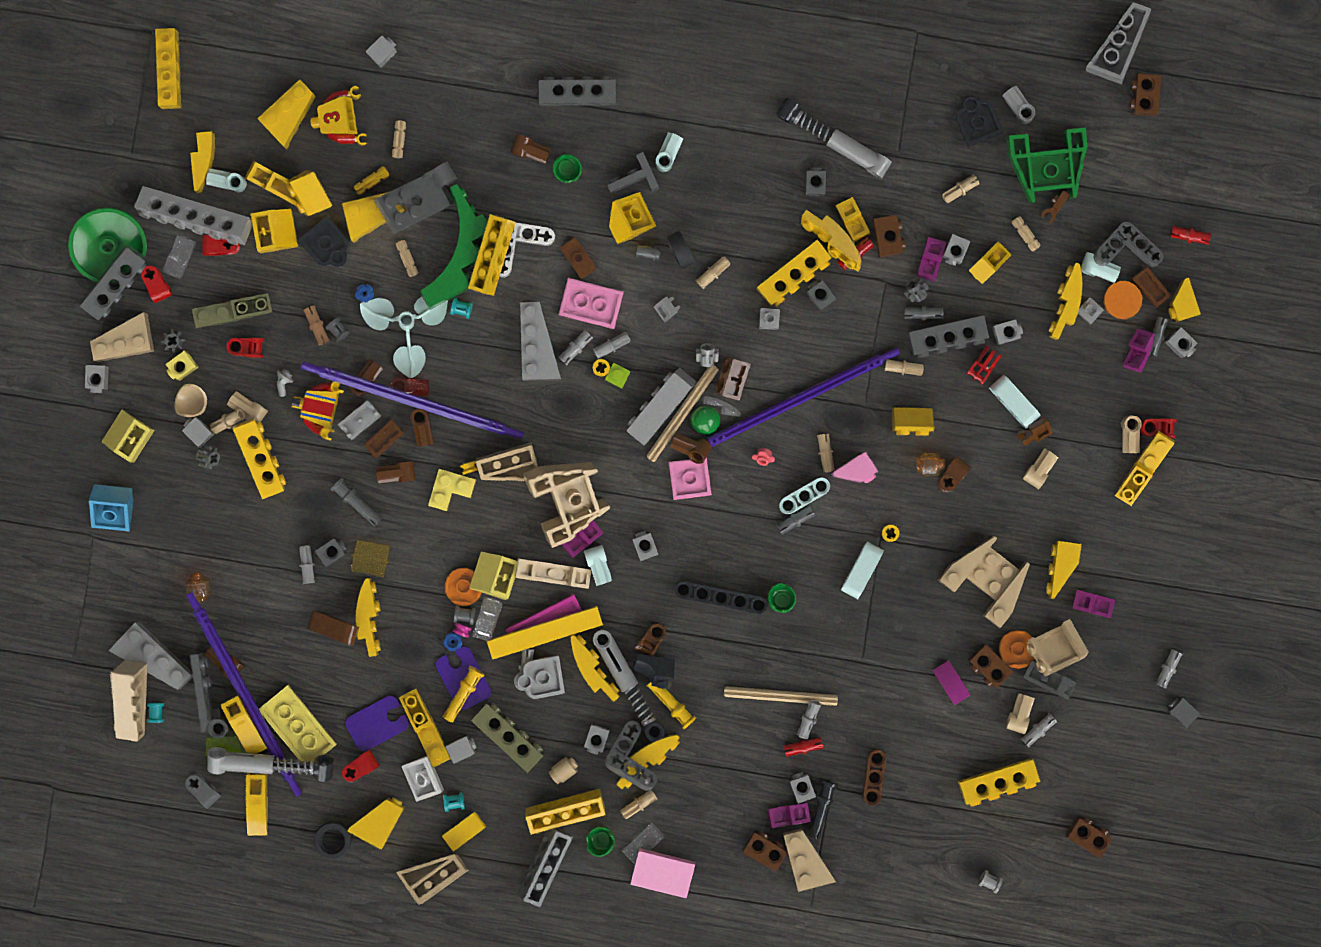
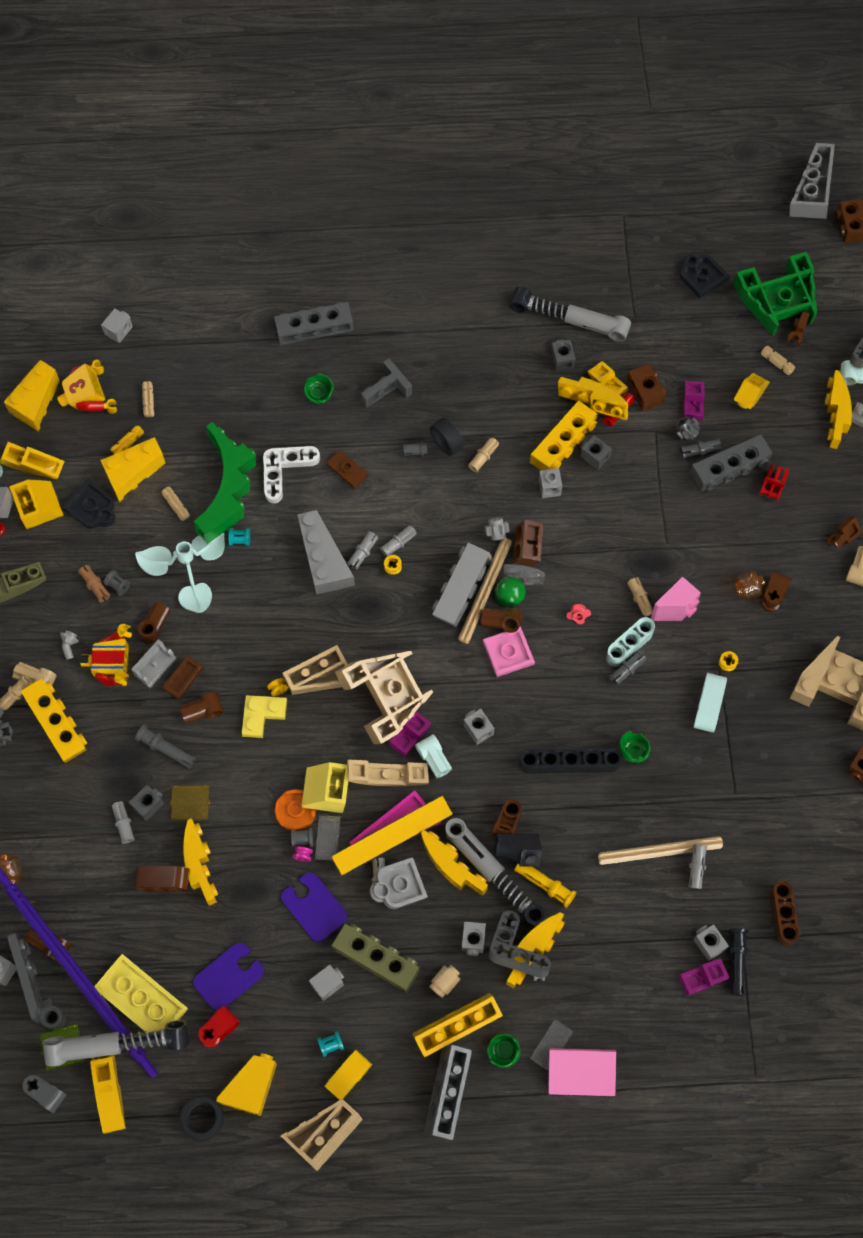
camera: 10 degrees left, 20 degrees down
(243, 726) = (79, 1006): yellow slope -> none
(247, 347) = (28, 618): red piece -> none
(308, 193) = (65, 457): yellow slope -> none
(369, 293) = (138, 548): blue plate -> none
(412, 400) = (204, 629): dark purple axle -> none
(417, 387) = (203, 621): clear red piece -> none
(422, 430) = (220, 658): reddish brown piece -> none
(422, 778) = (290, 1024): white slope -> none
(425, 727) = (282, 967): yellow slope -> none
(430, 192) = (185, 434): dark grey hinge -> none
(447, 641) = (295, 875): blue plate -> none
(466, 687) = (319, 911): yellow pin -> none
(491, 255) = (259, 476): yellow brick -> none
(525, 147) = (273, 381): reddish brown piece -> none
(591, 303) = (369, 508): bright pink tile -> none
(617, 375) = (411, 569): lime plate -> none
(630, 218) = (389, 422): yellow slope -> none
(638, 804) = (536, 1000): tan axle -> none
(666, 309) = (445, 495): light grey tile -> none
(668, 150) = (413, 357): light aqua piece -> none
(762, 854) = (687, 1027): reddish brown brick -> none
(801, 397) = (576, 569): dark purple axle -> none
(803, 746) = (699, 899): red pin -> none
(805, 862) = (736, 1022): tan wedge -> none
(904, 367) = (695, 502): tan axle -> none
(912, 420) = (719, 547): yellow slope -> none
(951, 682) = (837, 796): magenta slope -> none
(960, 188) = (703, 333): tan axle -> none
(961, 243) = (718, 379): light grey brick -> none
(999, 335) = (783, 454): light grey brick -> none
(1014, 401) = (815, 509): light aqua beam -> none
(1018, 103) = (740, 254): light grey piece -> none

